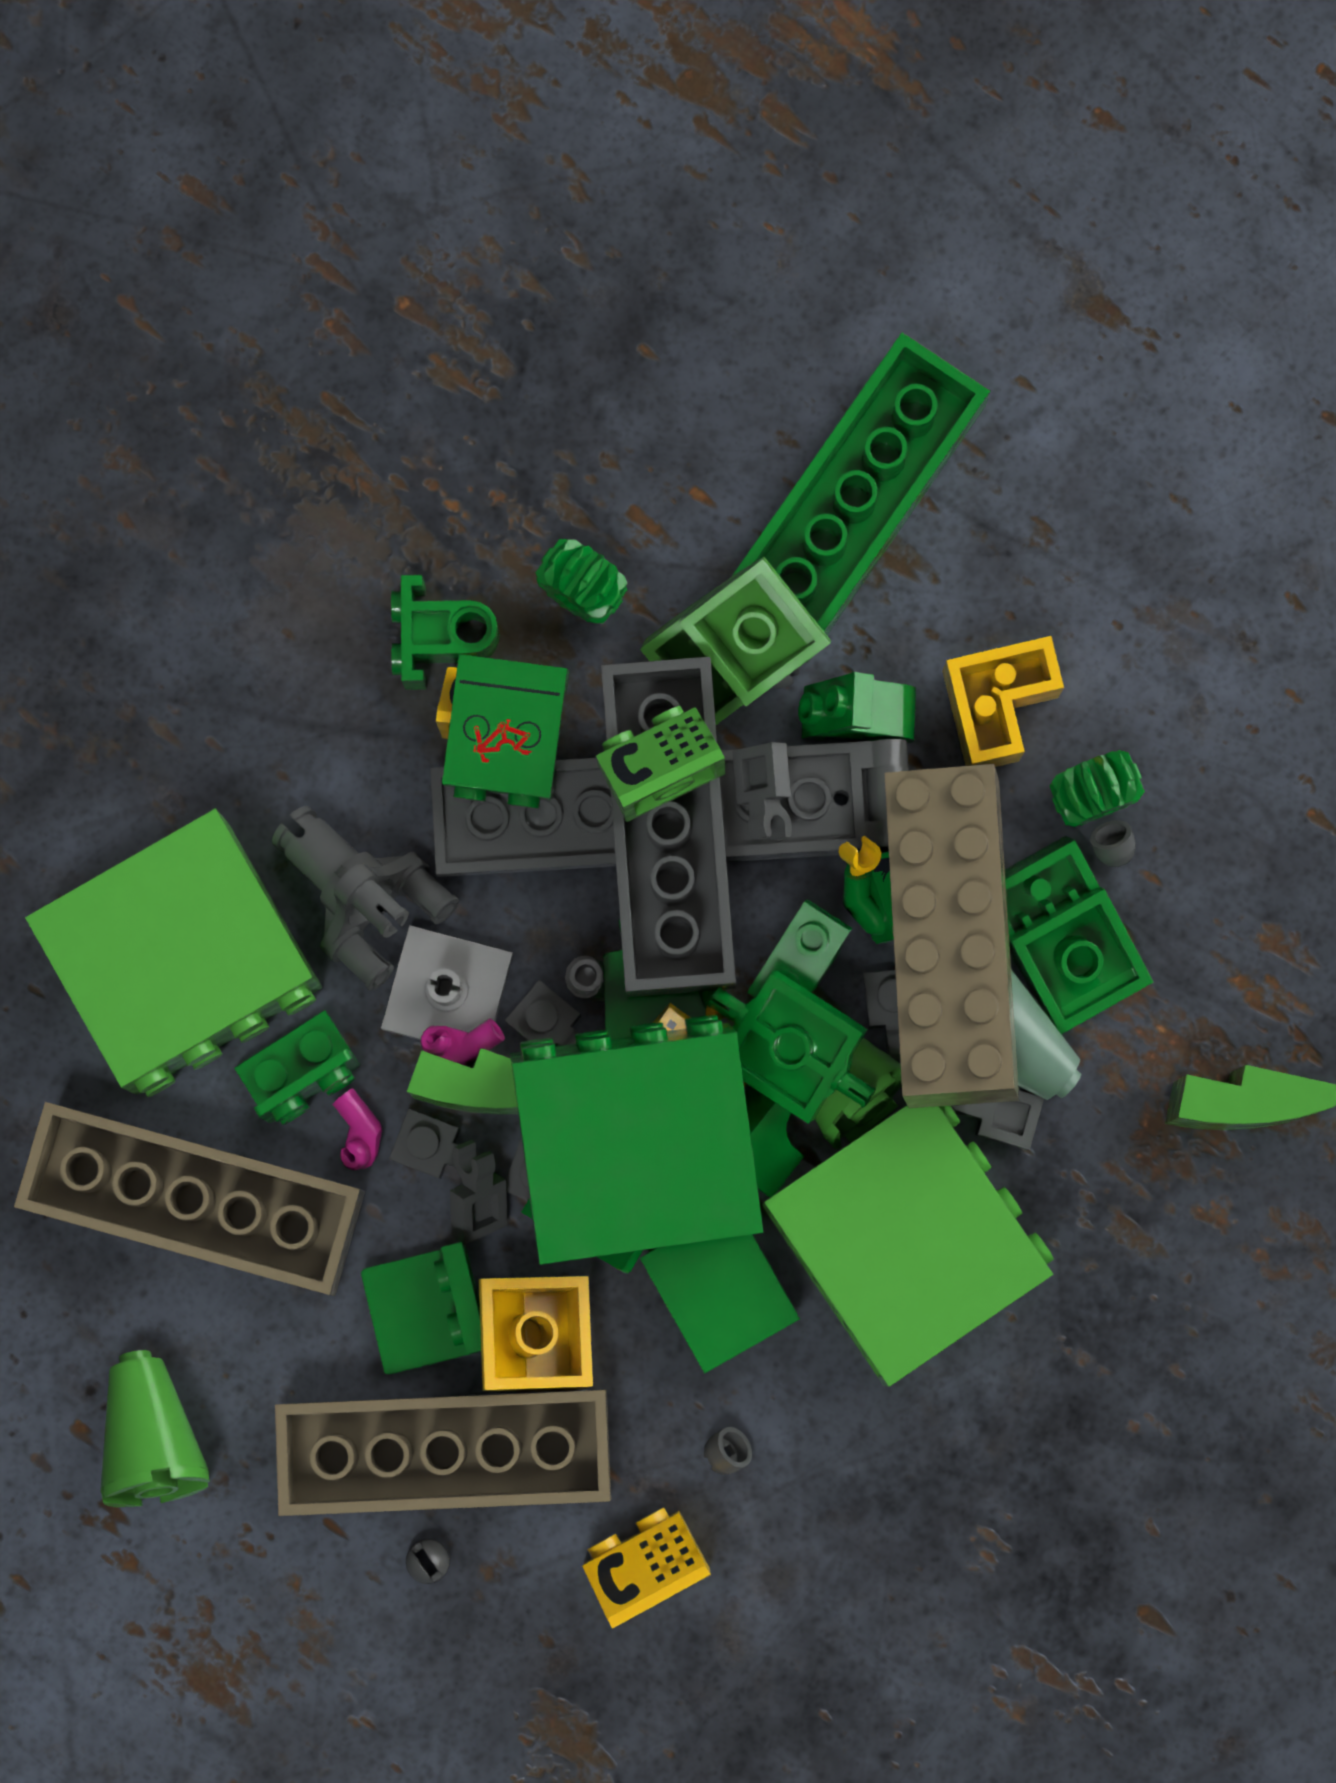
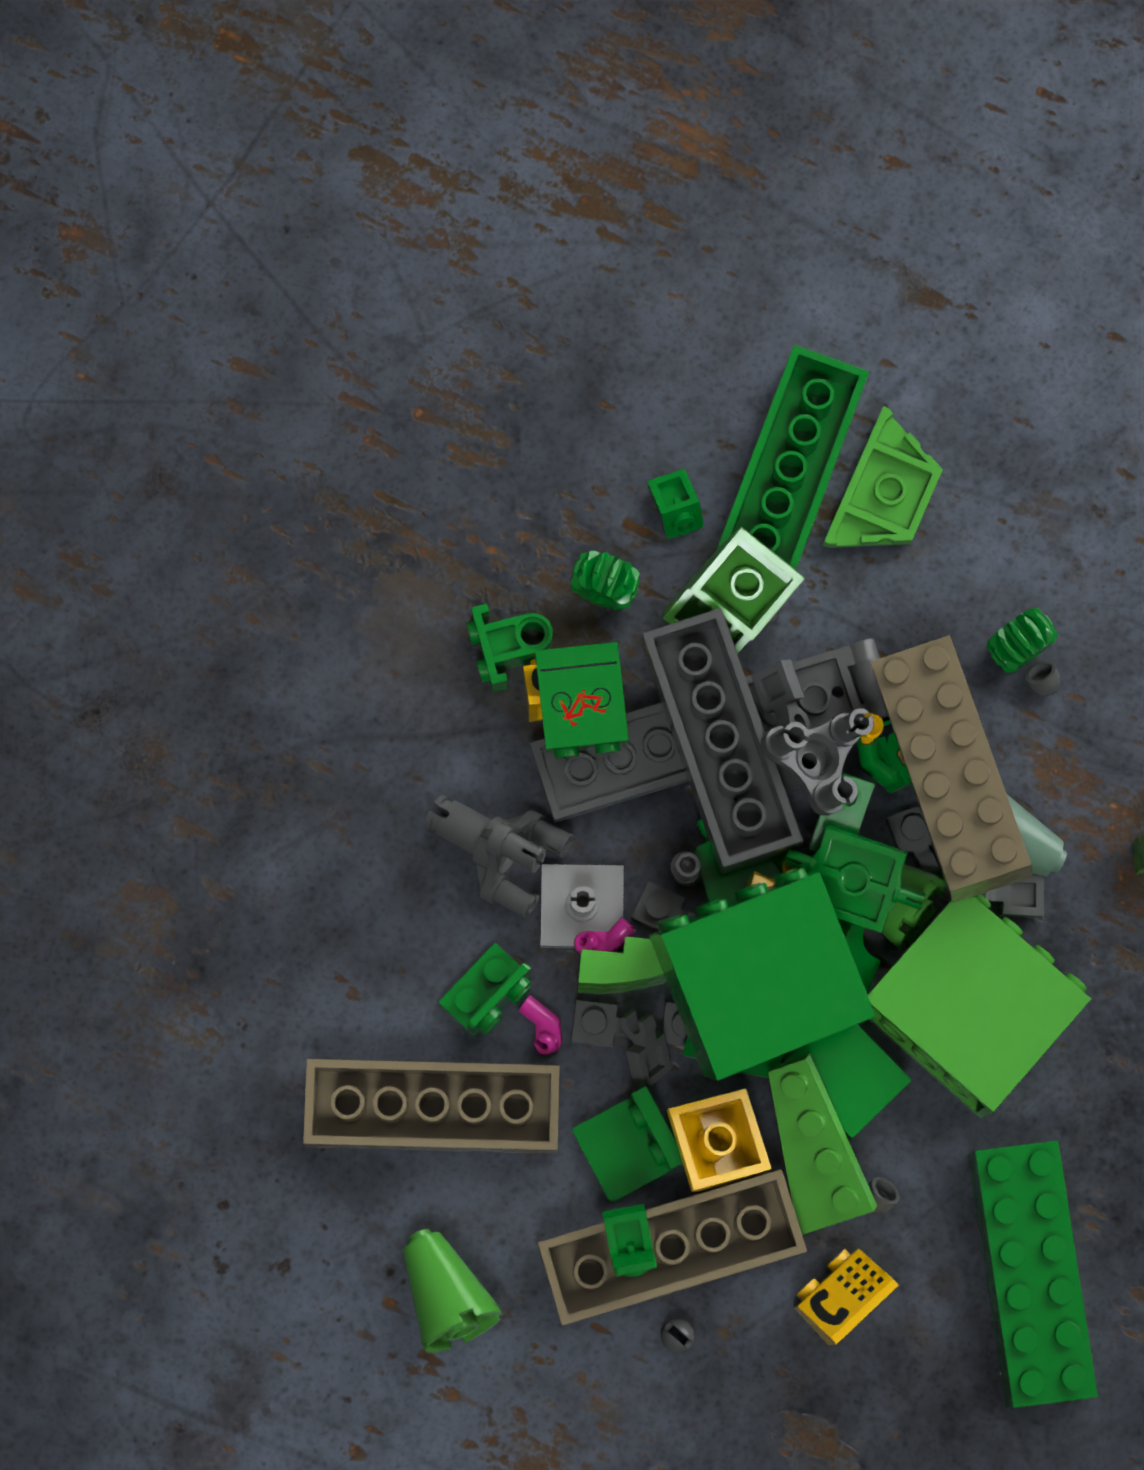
camera: 20 degrees left, 5 degrees down
(175, 955) = (376, 926): bright green brick -> none
(386, 1433) = (629, 1240): none -> green bracket
(657, 1386) = (817, 1156): none -> bright green wing
(660, 762) = (708, 691): bright green slope -> none
(701, 502) = (676, 503): none -> green bracket
(781, 881) = (816, 758): none -> dark grey wheel
(858, 709) = (831, 625): green pin -> none
(891, 1601) = (1032, 1274): none -> green brick
(976, 549) = (885, 490): none -> bright green wing
(987, 690) = (924, 588): yellow brick -> none
(1069, 936) = (1033, 753): green slope -> none

